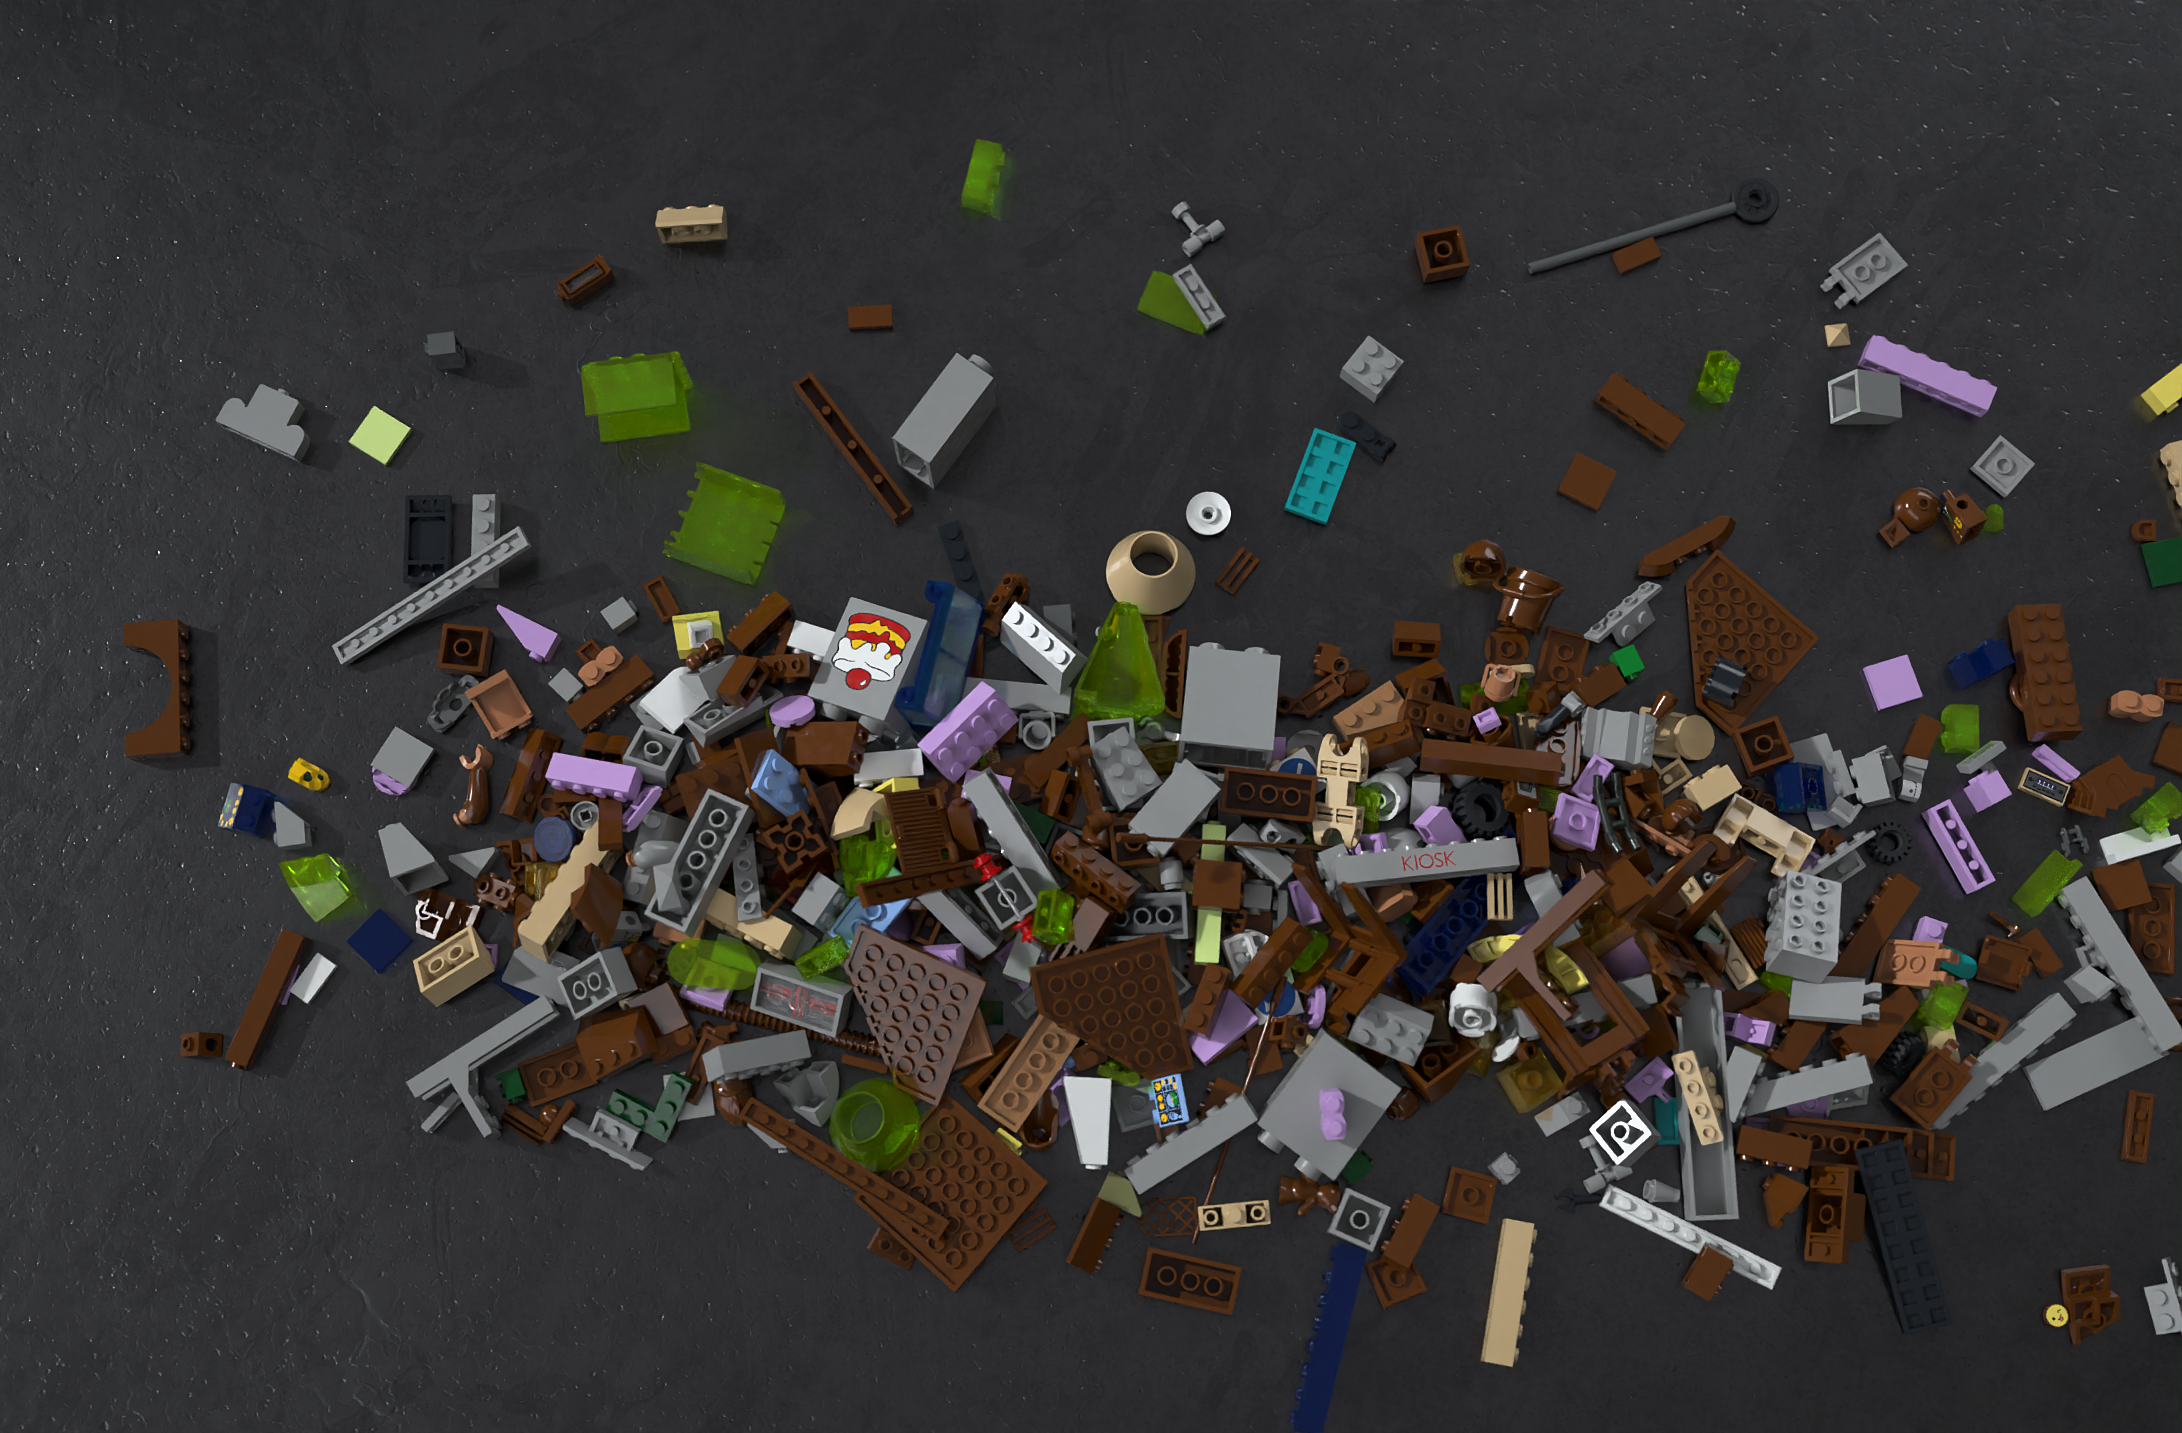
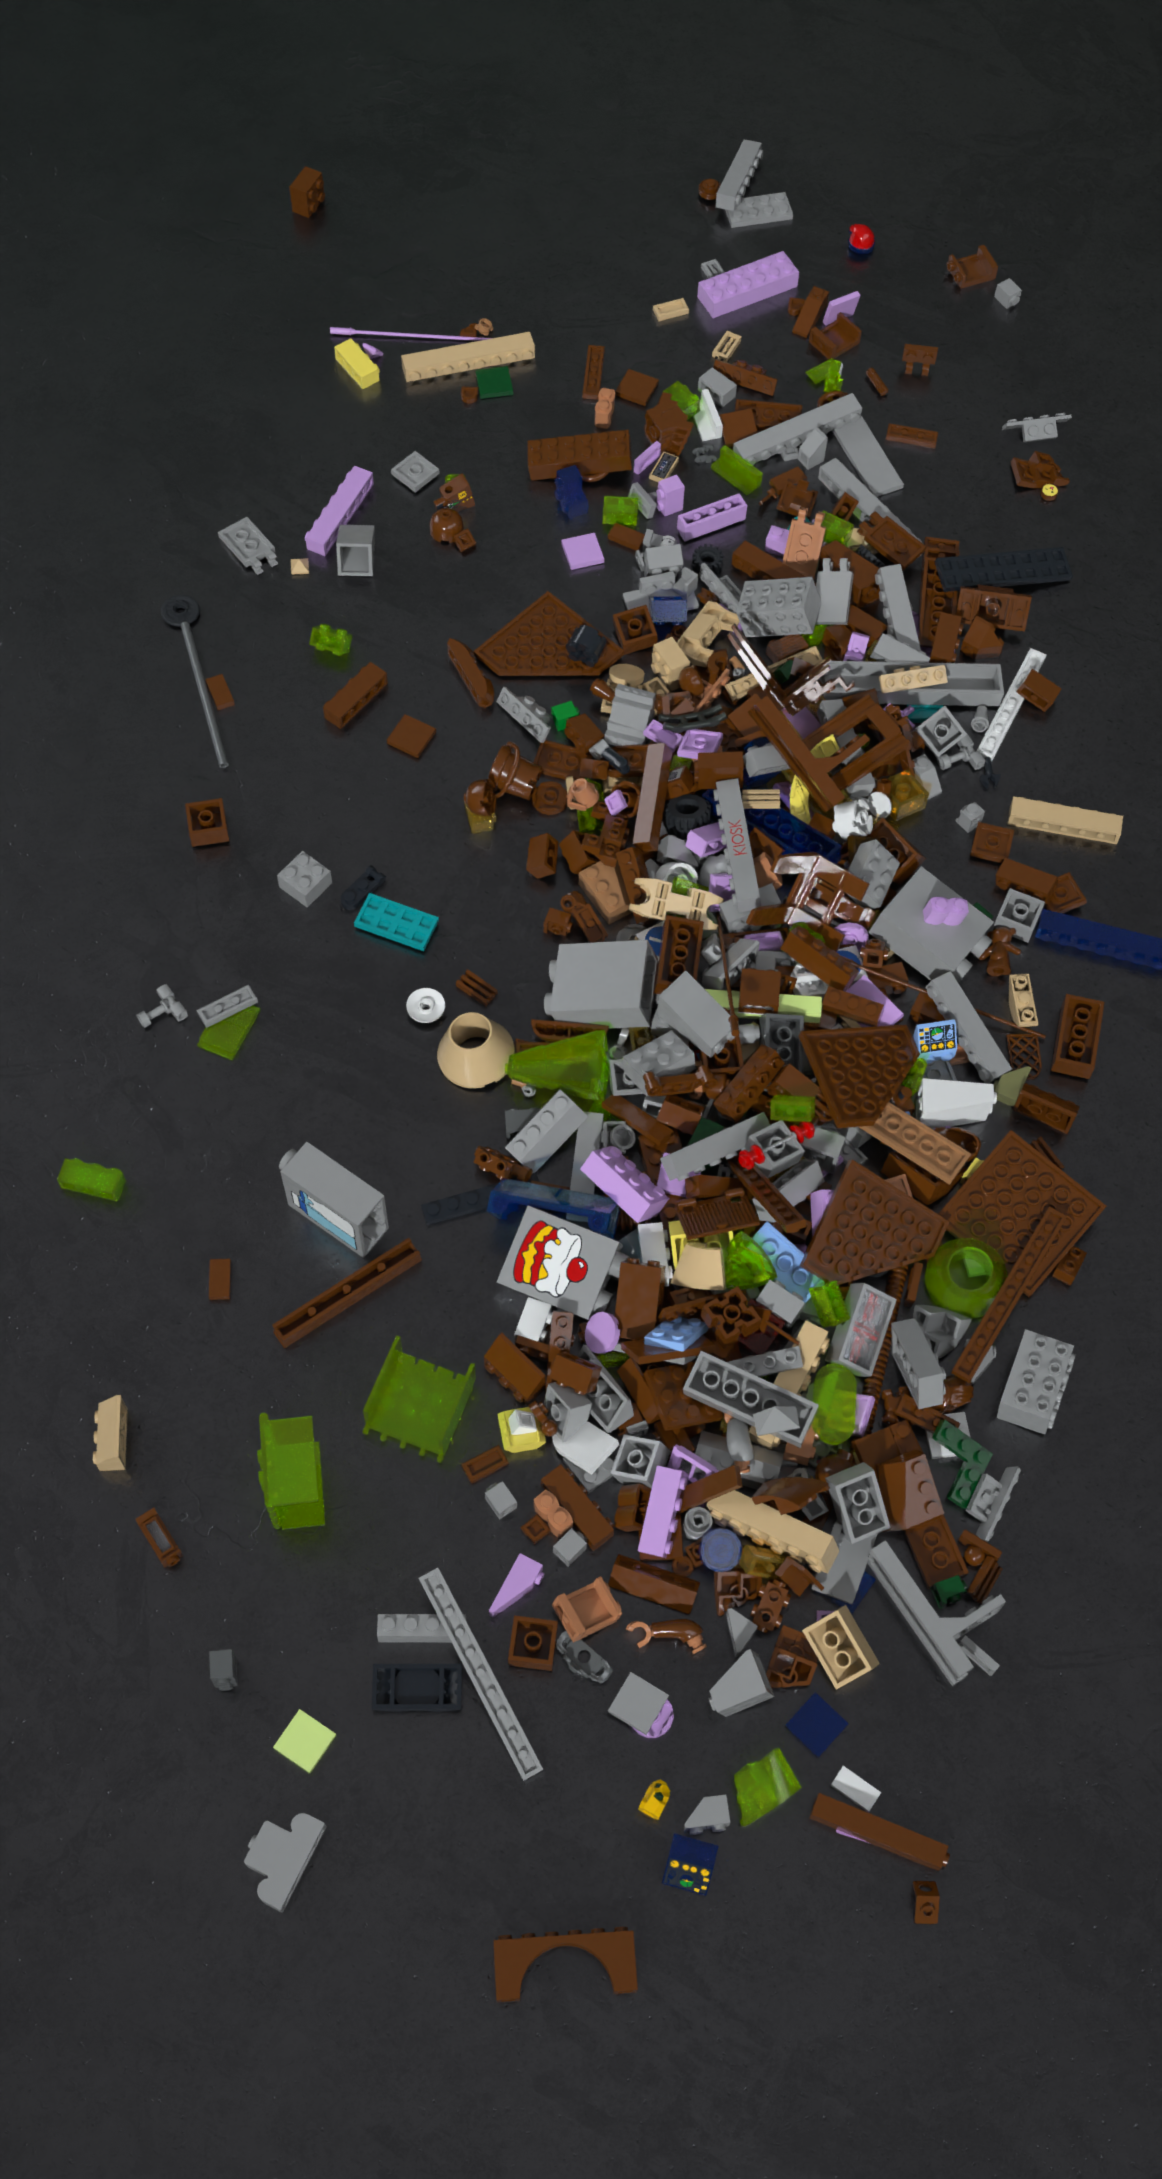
camera: 90 degrees left, 15 degrees down
(741, 1194) = (1036, 1382): none -> light grey brick

